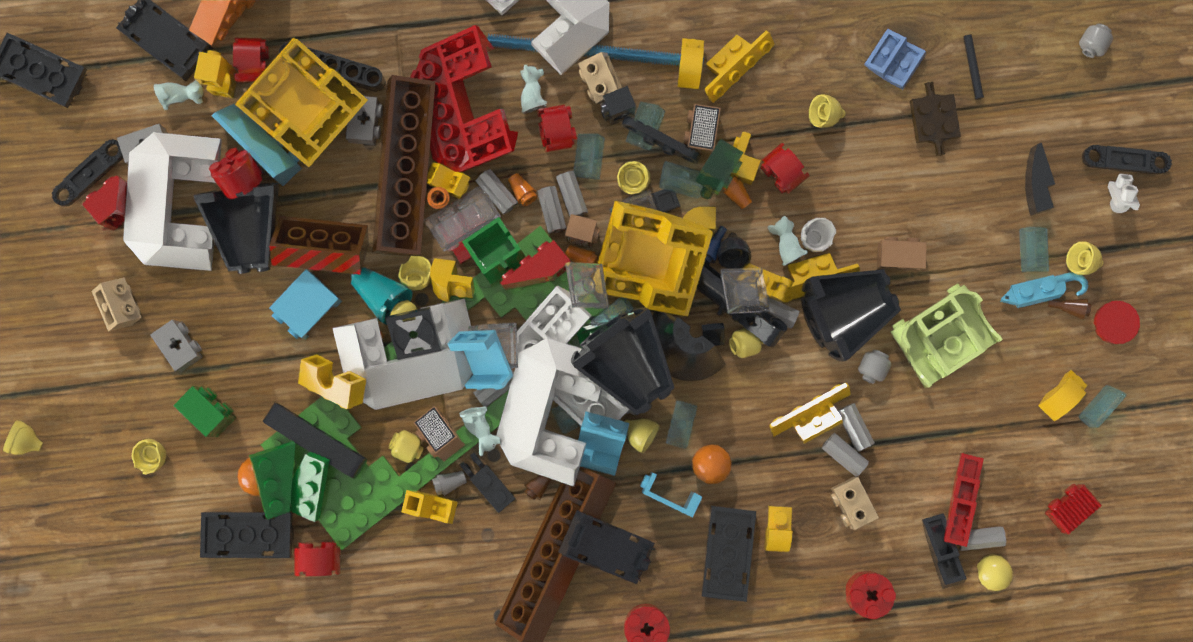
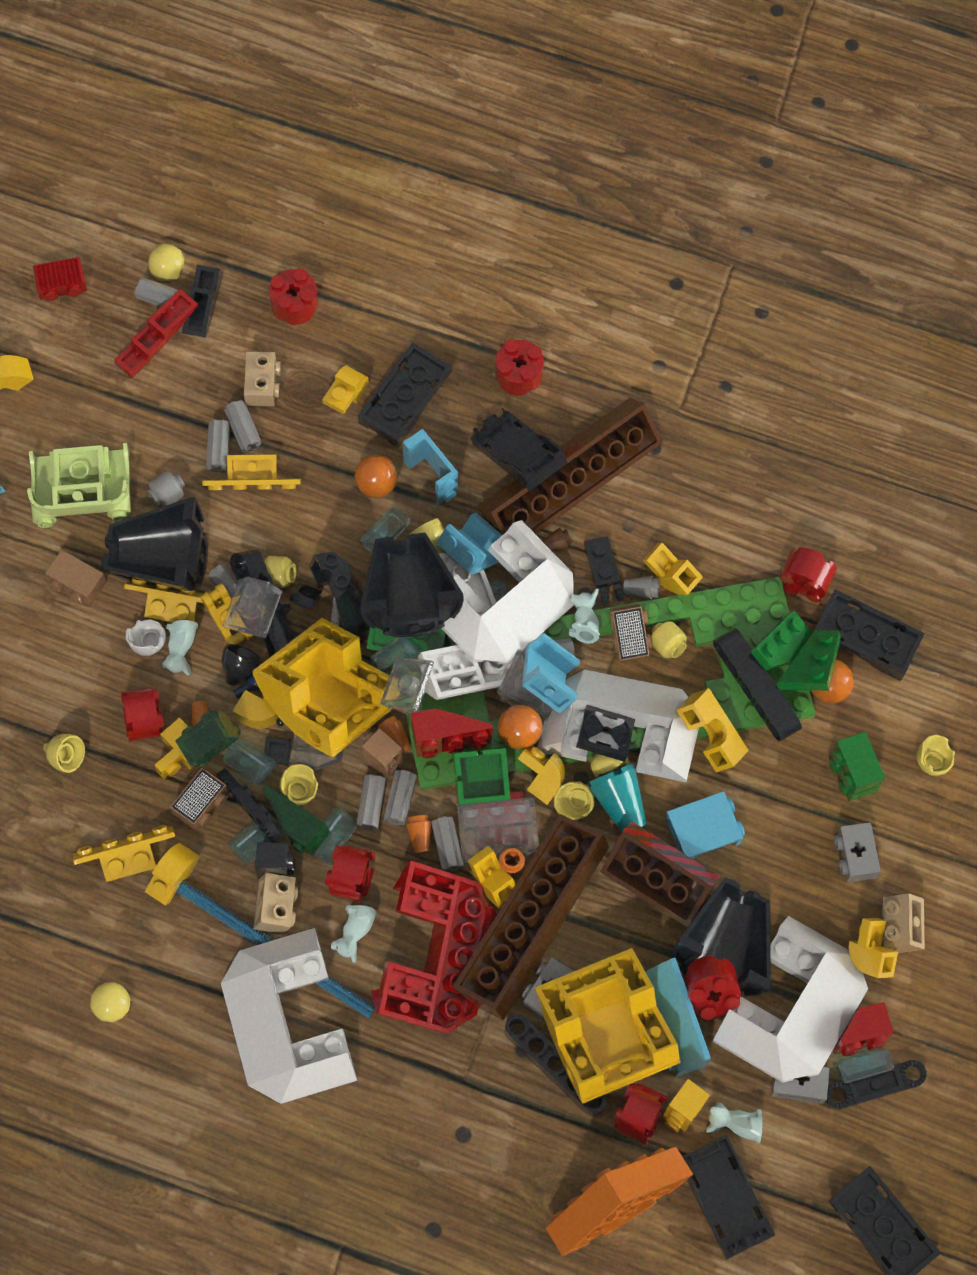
camera: 155 degrees left, 15 degrees down
(99, 176) = (864, 1065): none -> clear light blue slope
(131, 265) = (869, 954): none -> yellow brick
(484, 305) = (520, 727): none -> orange piece
(617, 144) = (300, 826): none -> dark green slope

